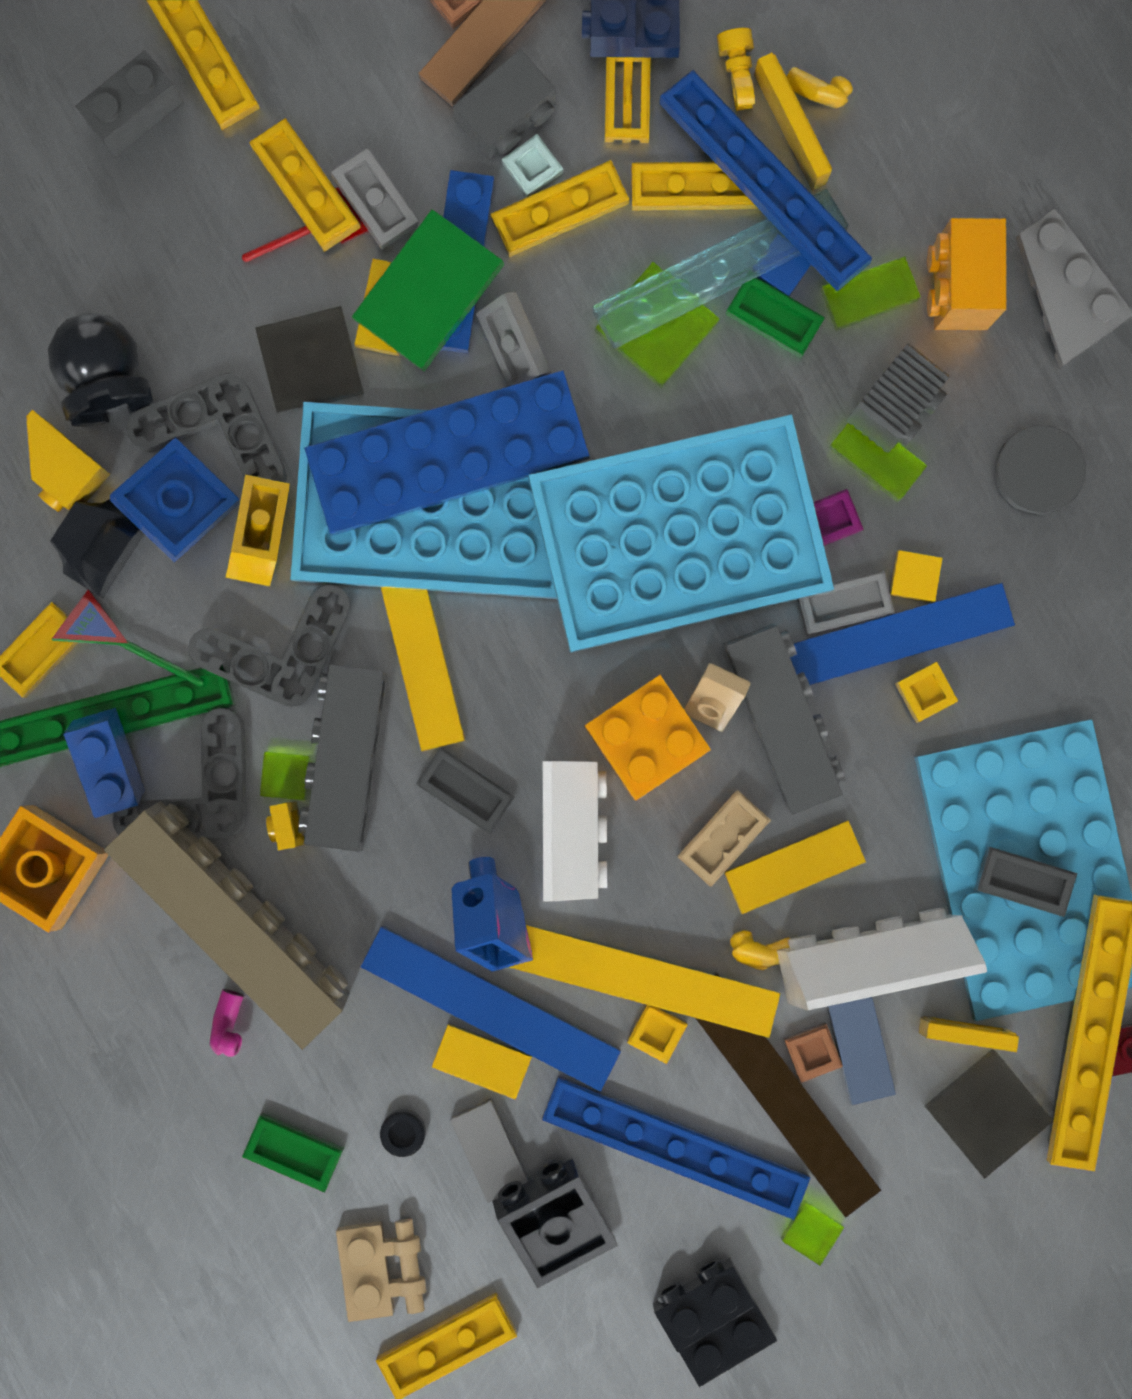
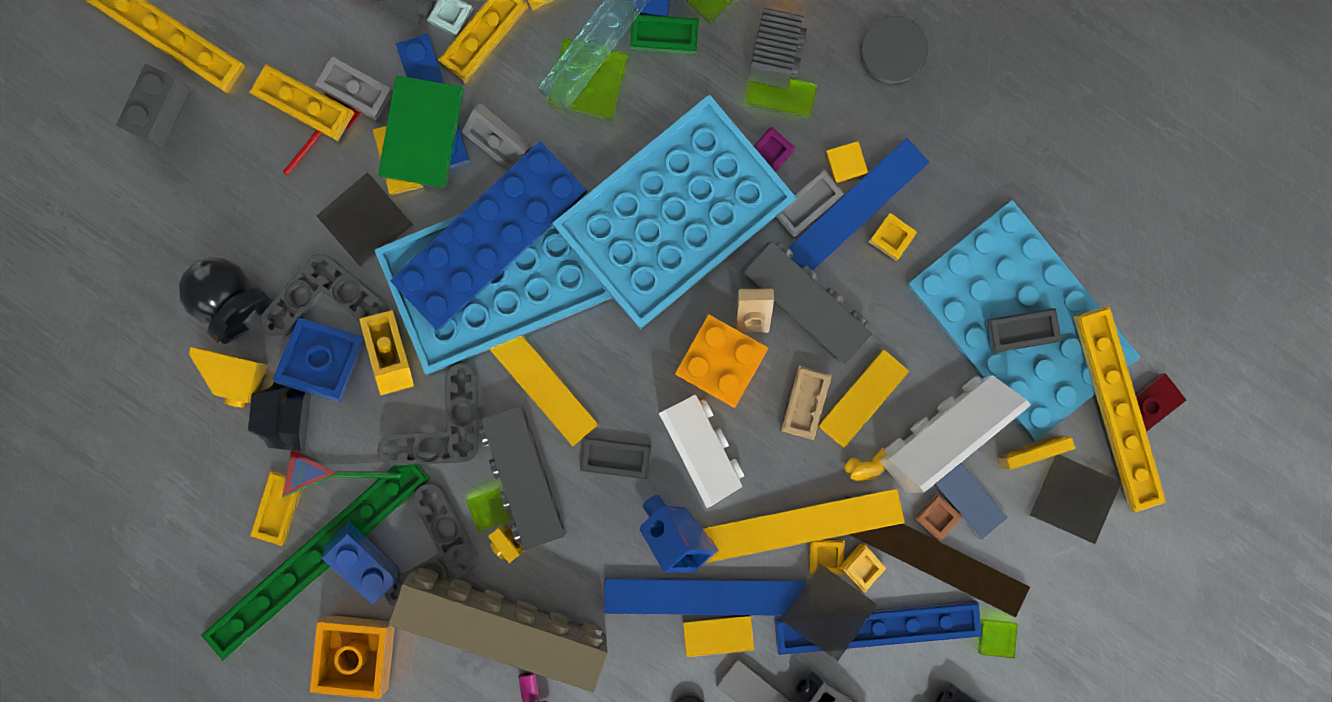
camera: 30 degrees left, 0 degrees up
(626, 1098) = (828, 612): none -> clear smoke tile
(692, 1067) = (862, 568): none -> yellow tile

